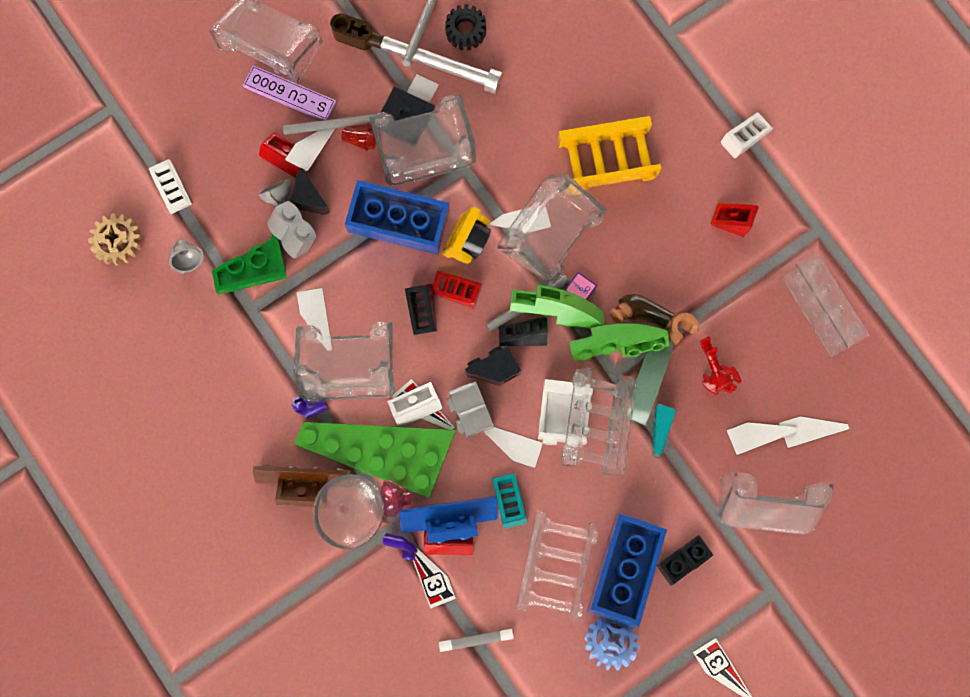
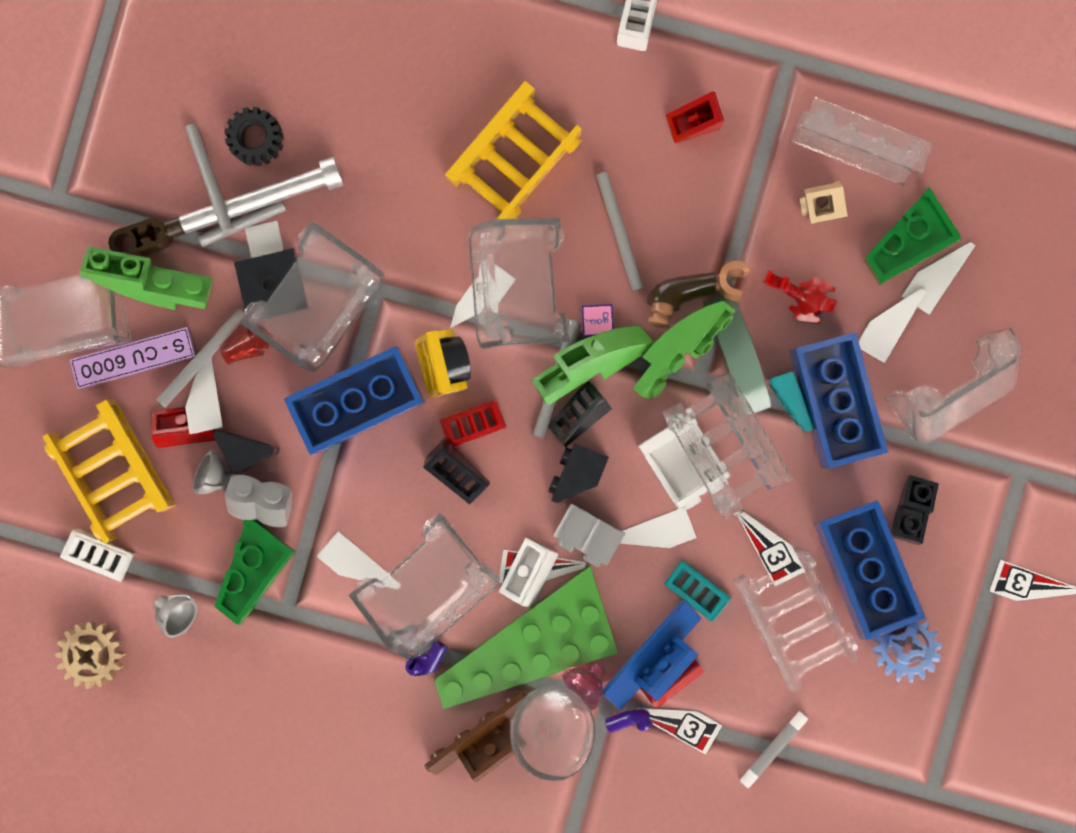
camera: 30 degrees left, 10 degrees up
(238, 158) = (126, 445): none -> yellow fence
(332, 53) = (146, 283): none -> bright green slope
(418, 69) = (243, 222): none -> light grey bar
(576, 515) = (773, 551): none -> sticker
(636, 247) = (619, 231): none -> light grey bar
(690, 451) = (839, 401): none -> blue brick
(778, 335) = (832, 209): none -> tan brick
(814, 393) = (915, 238): none -> green wing

